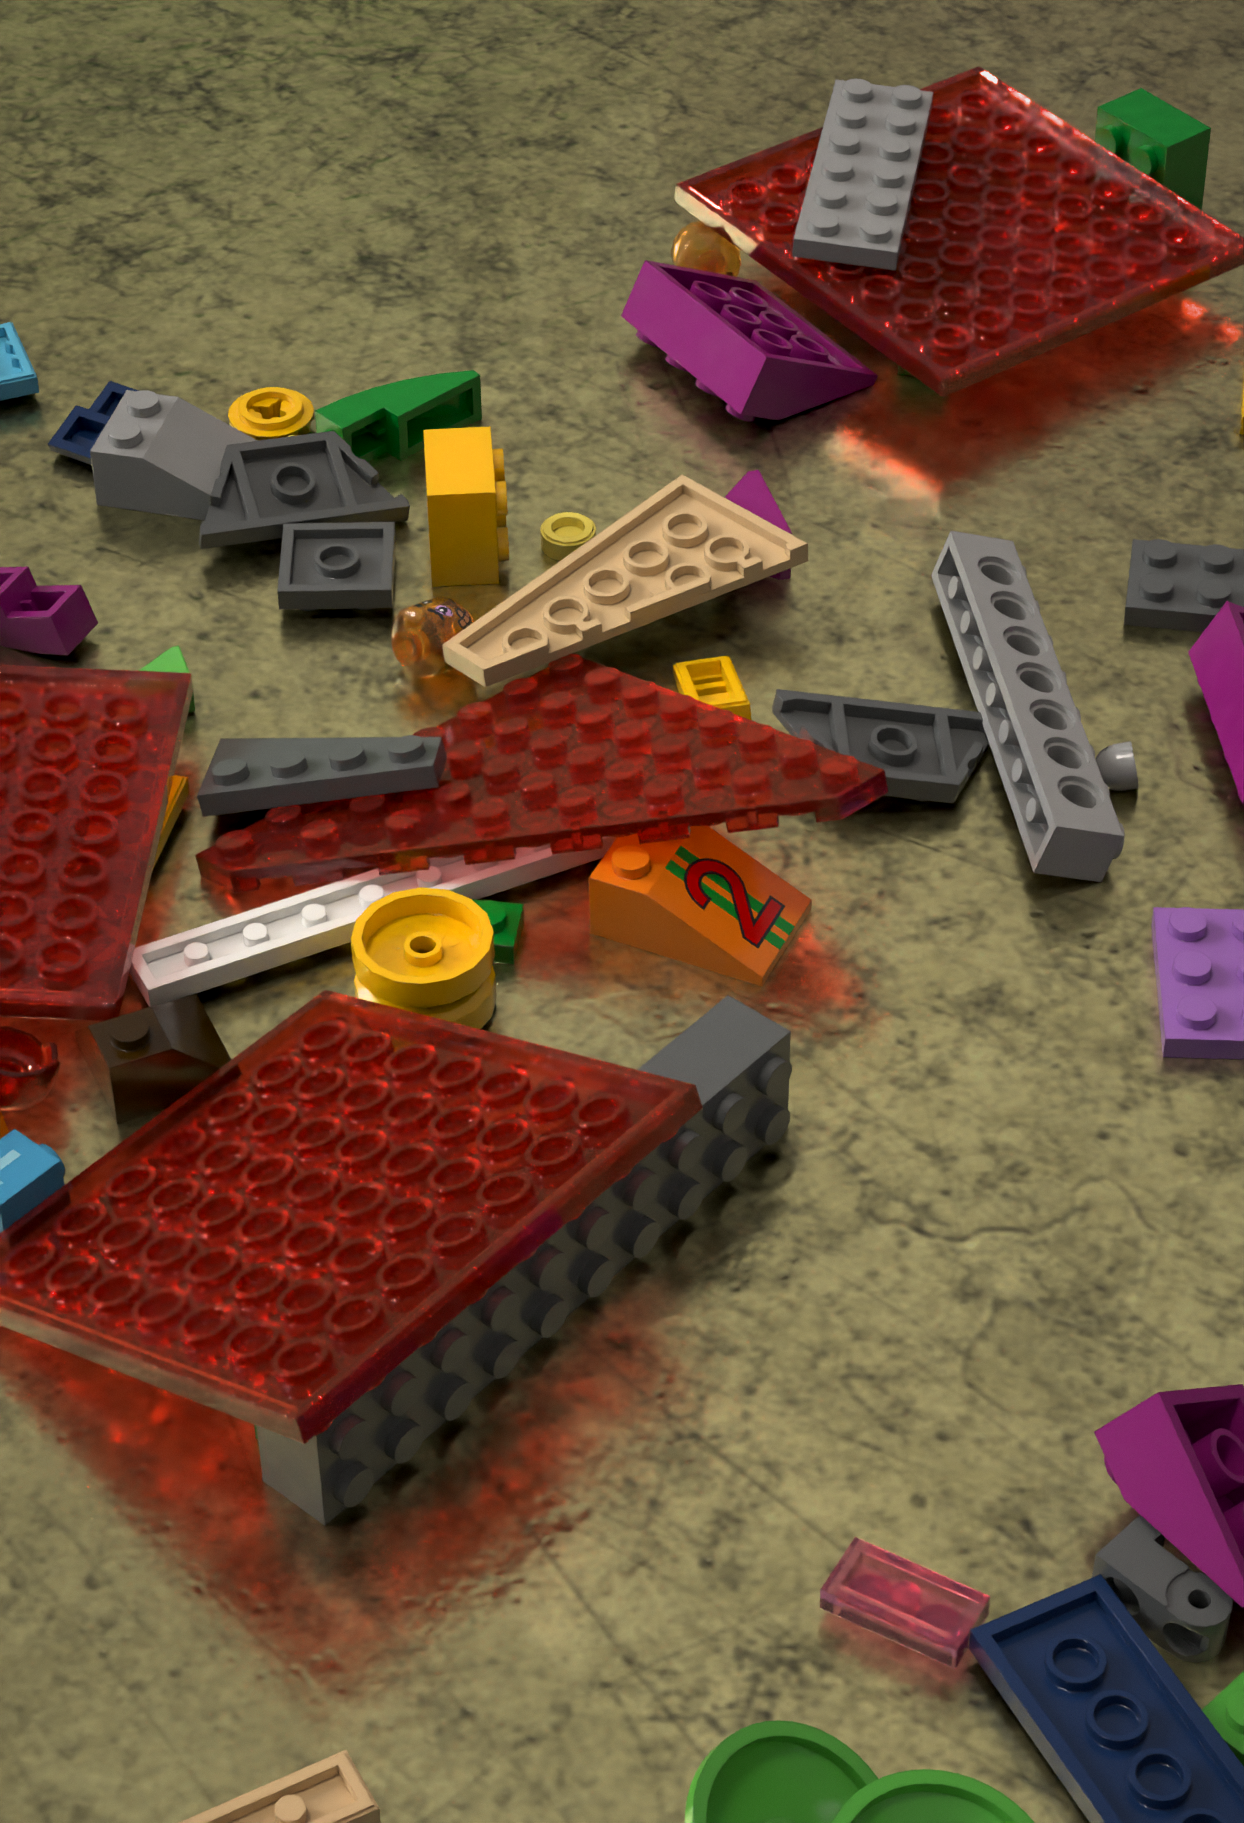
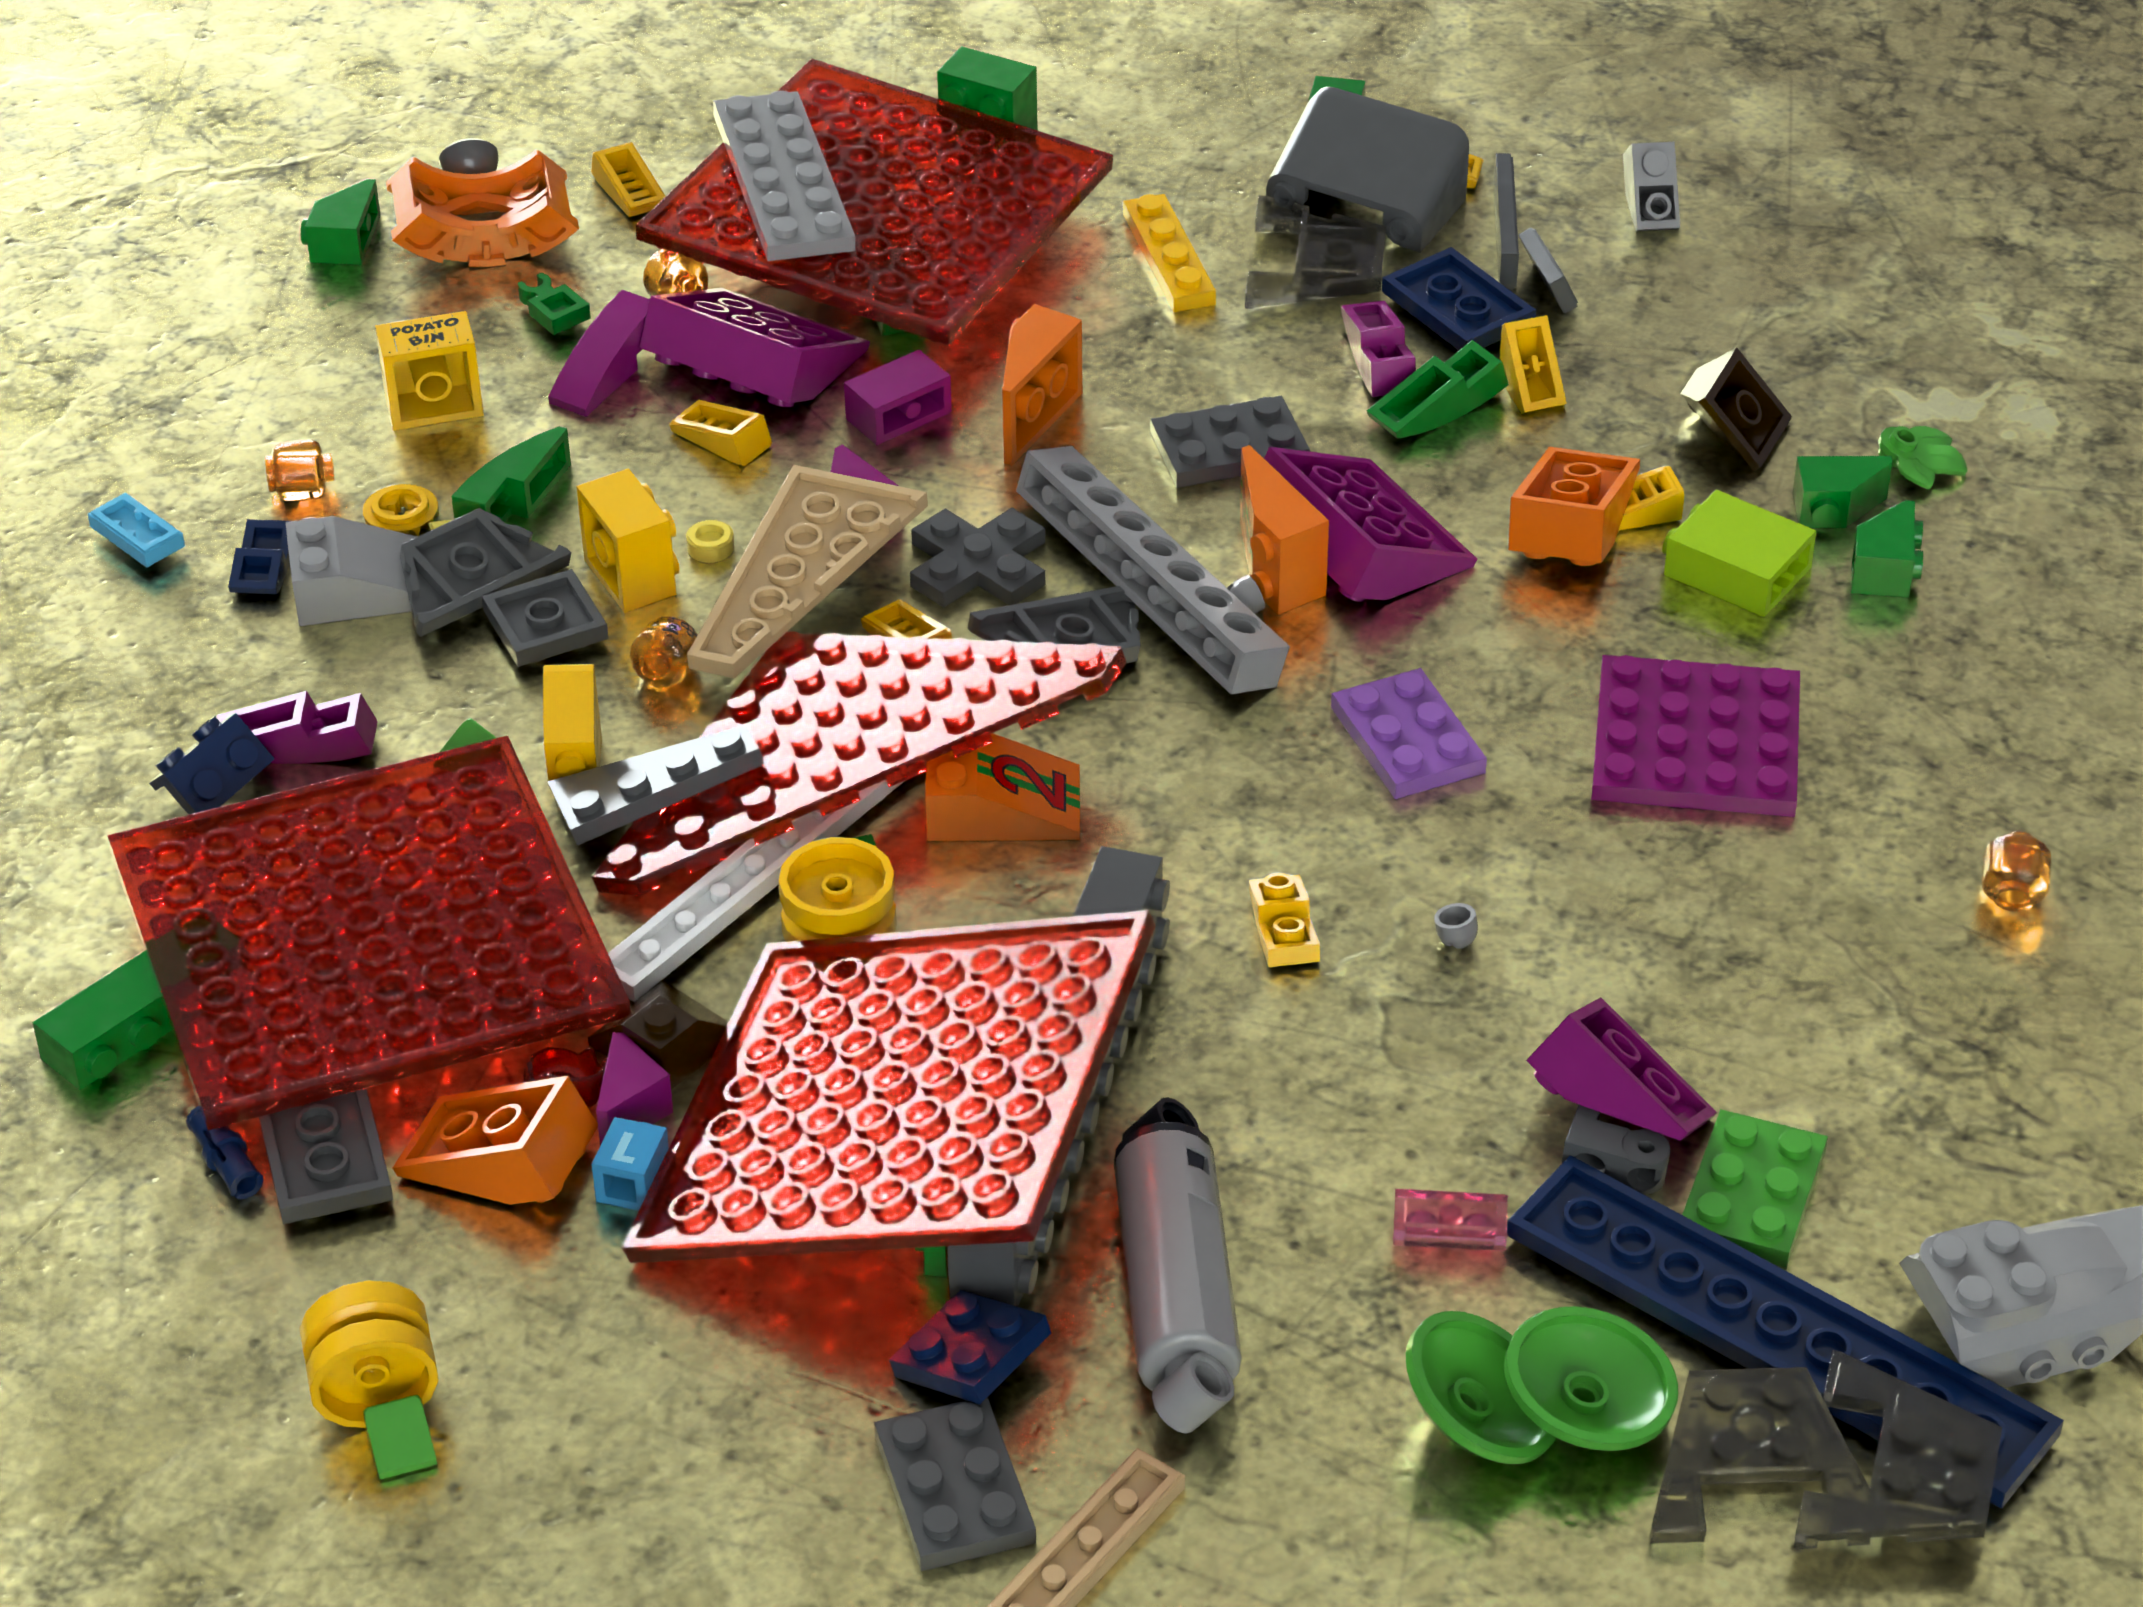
camera: 25 degrees left, 0 degrees up
(64, 1104) = (632, 1086): none -> magenta slope
(113, 1710) = (954, 1483): none -> dark grey plate
(193, 346) = (299, 470): none -> clear orange head
(232, 1545) = (970, 1346): none -> dark blue plate
(273, 678) = (570, 719): none -> yellow slope
(381, 279) = (429, 370): none -> yellow brick
(409, 120) = (342, 225): none -> green slope
(503, 112) = (527, 192): none -> orange fence
(521, 1539) = (1177, 1265): none -> light grey piece
(565, 253) = (554, 308): none -> green plate
(573, 93) = (469, 157): none -> dark grey brick
(576, 316) = (602, 356): none -> magenta slope
(658, 427) = (728, 432): none -> yellow slope
(725, 136) = (621, 159): none -> yellow slope
(846, 636) = (978, 557): none -> dark grey plate
(863, 439) = (897, 397): none -> magenta brick
(934, 1158) = (1284, 920): none -> yellow slope
(1018, 457) = (1039, 376): none -> orange slope
(1136, 1233) = (1456, 925): none -> light grey hinge
(1187, 711) = (1281, 536): none -> orange slope

